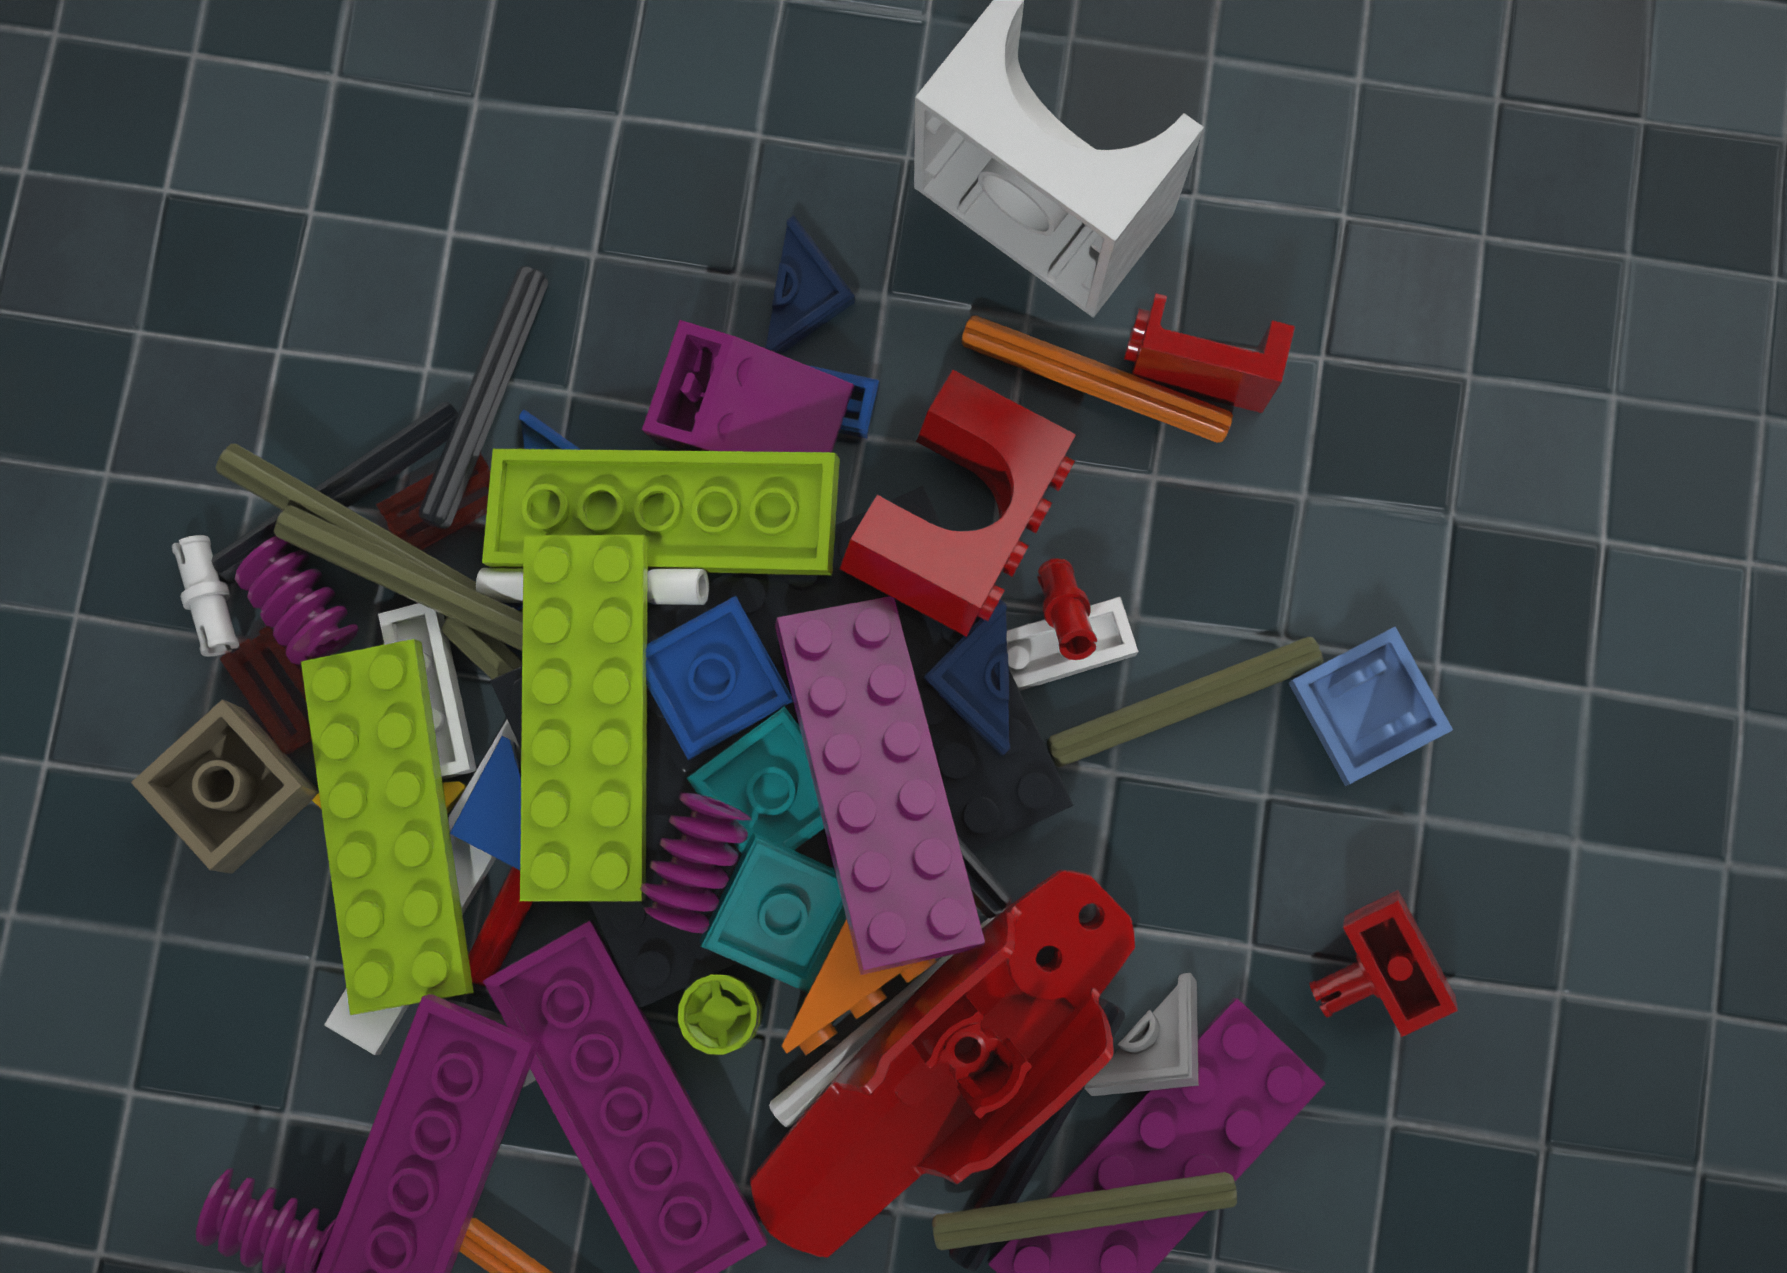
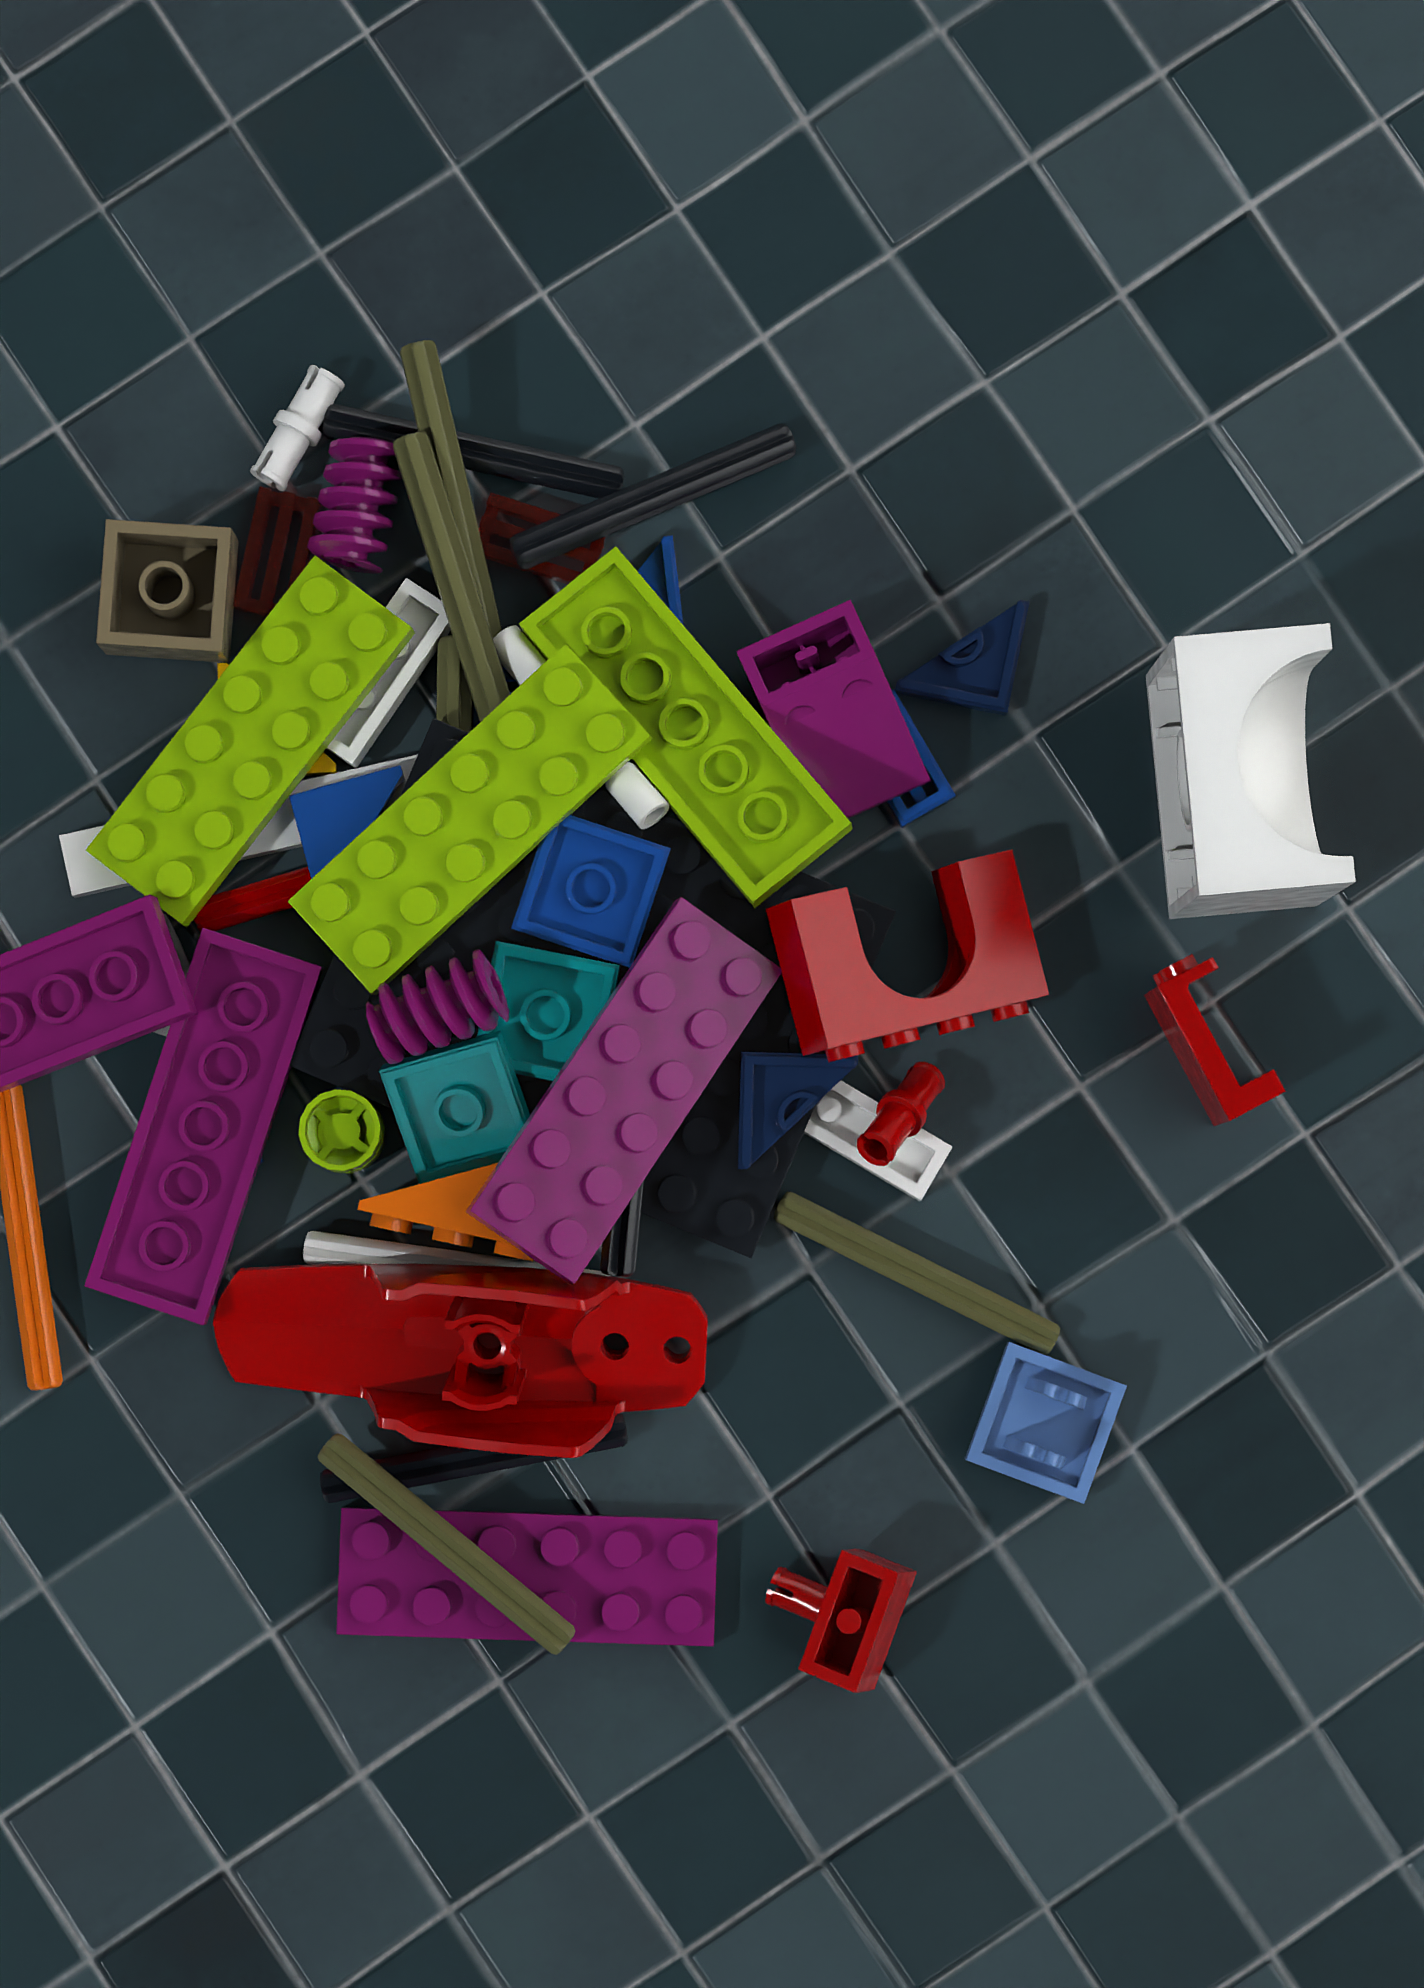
camera: 40 degrees right, 5 degrees up
(1097, 379) = (1117, 968): orange axle -> none
(1158, 1049) = (622, 1493): light grey tile -> none

